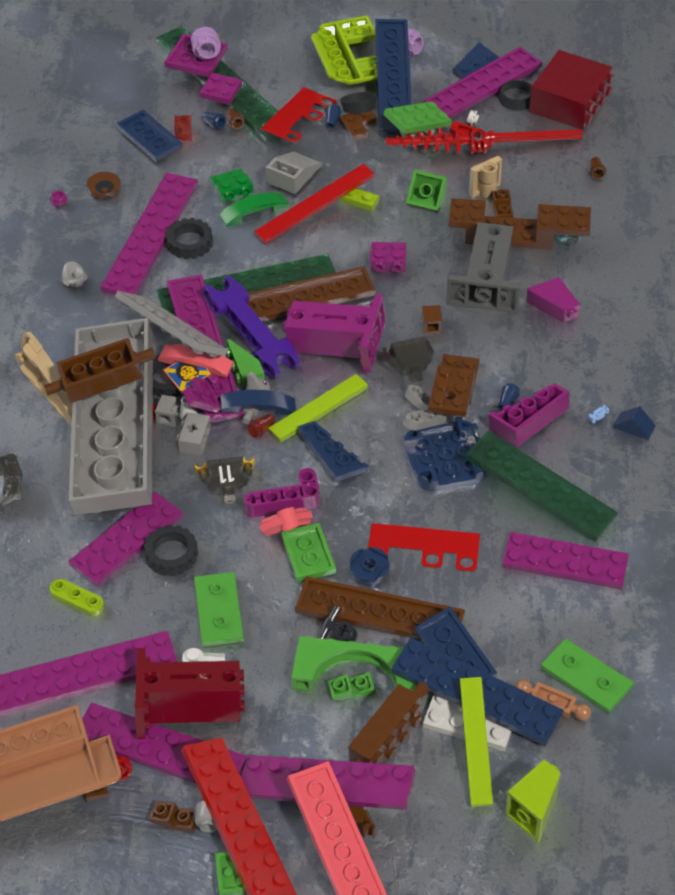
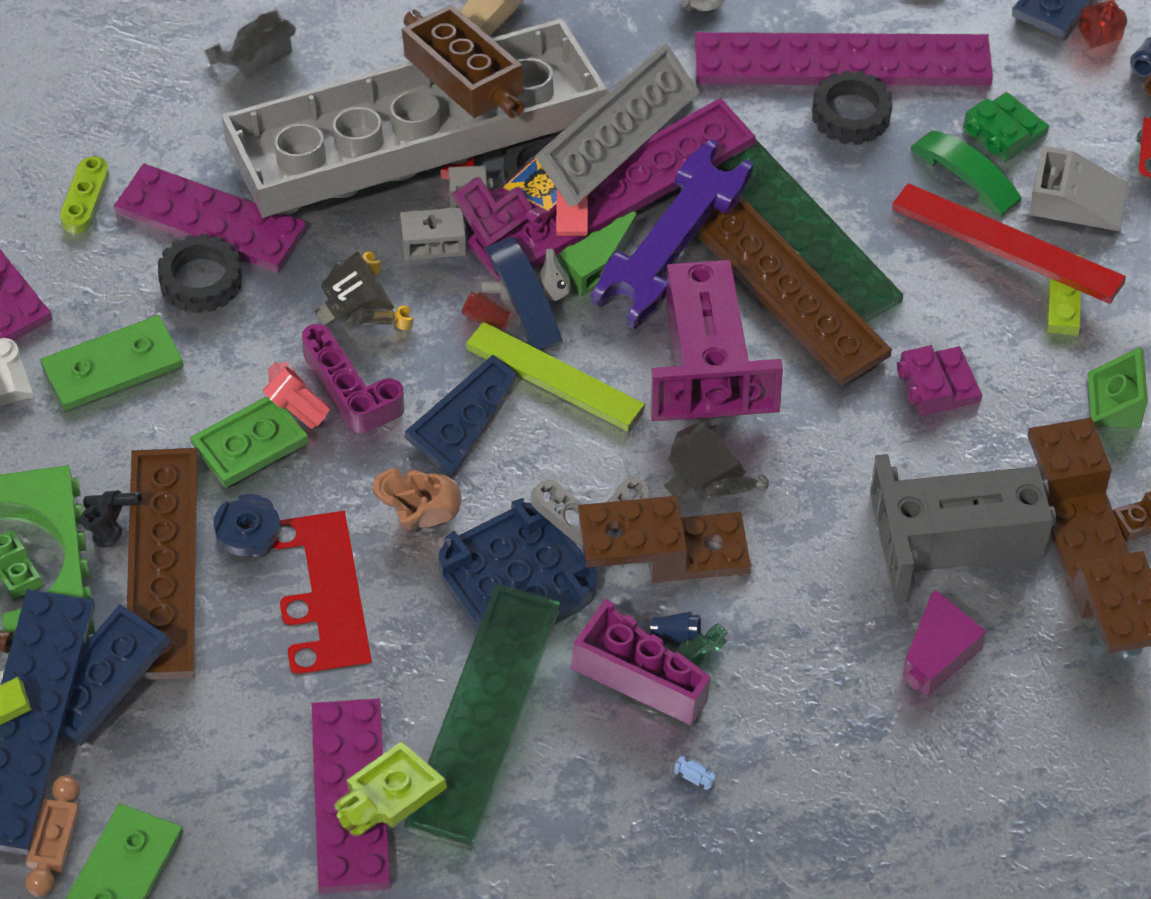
camera: 70 degrees right, 5 degrees up
(387, 478) = (419, 497): none -> nougat head
(432, 319) = (811, 474): reddish brown brick -> none
(525, 387) = (702, 646): none -> clear green plate
(580, 533) = (388, 790): none -> lime plate
(635, 422) = (692, 837): dark blue slope -> none

